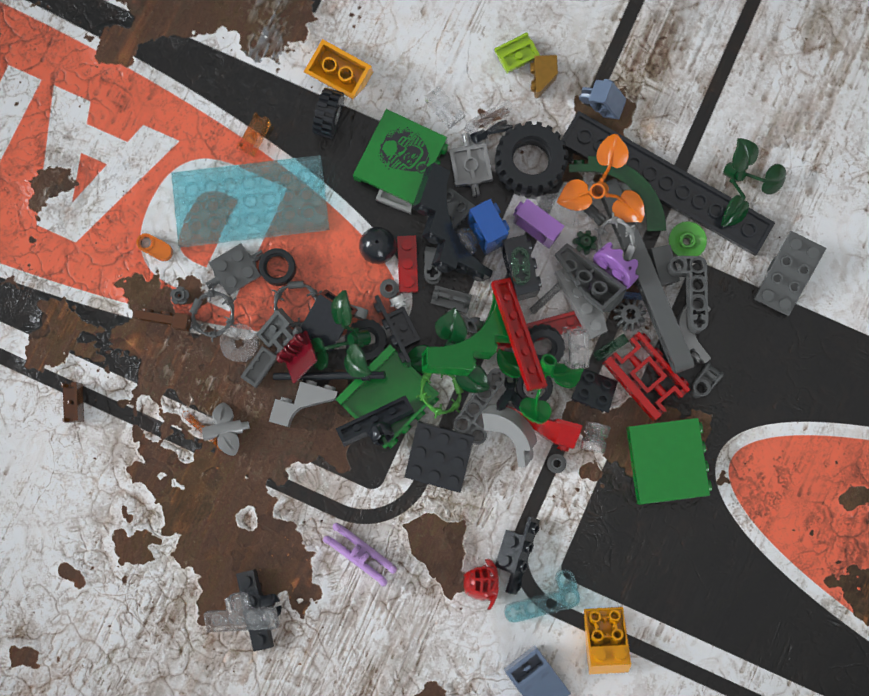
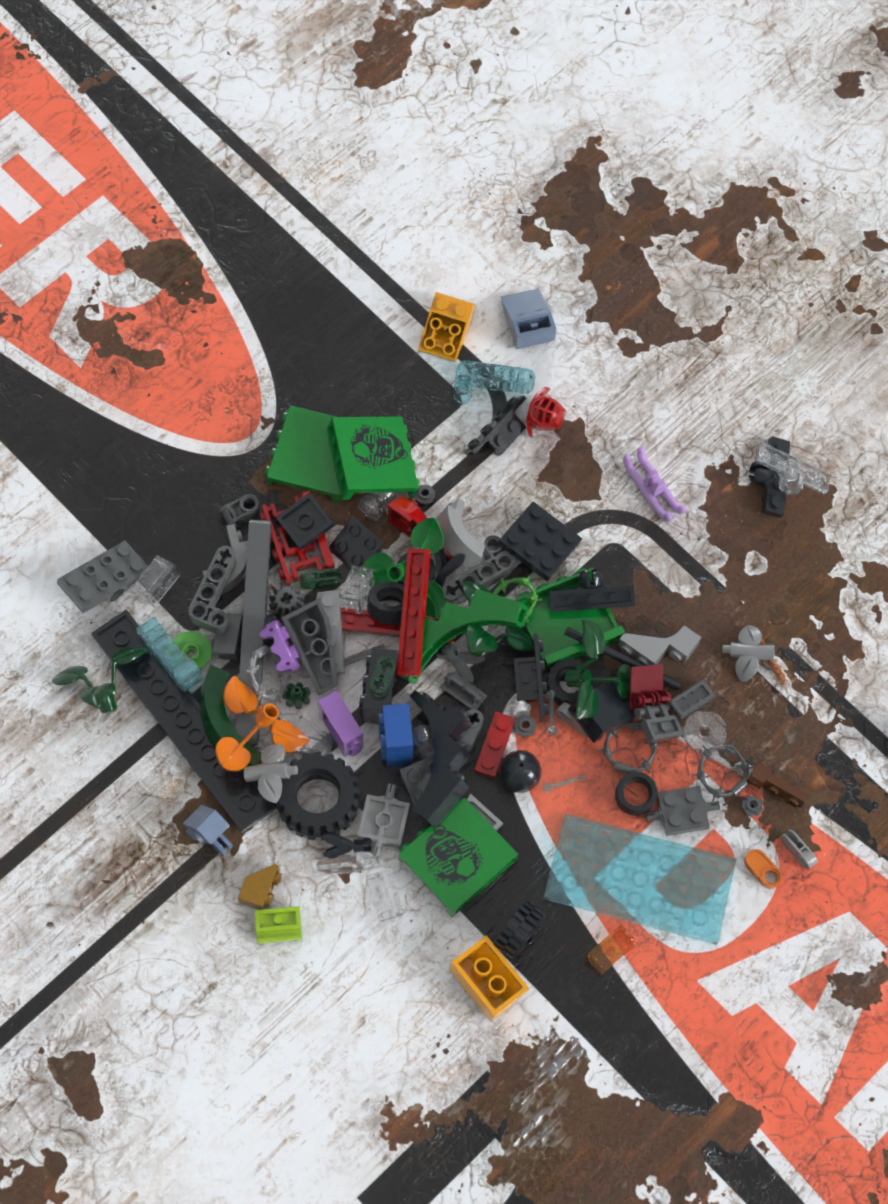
camera: 160 degrees left, 15 degrees down
(129, 272) = (799, 849): none -> light grey piece
(351, 246) = (548, 787): none -> clear light blue hinge
(365, 295) = (551, 730): none -> clear light blue hinge
(575, 153) = (270, 772): none -> light grey plant
(615, 474) = (372, 455): none -> green panel
(646, 386) = (305, 521): none -> black plate
(703, 225) = (179, 667): none -> clear light blue beam
(745, 290) = (156, 580): none -> clear hinge

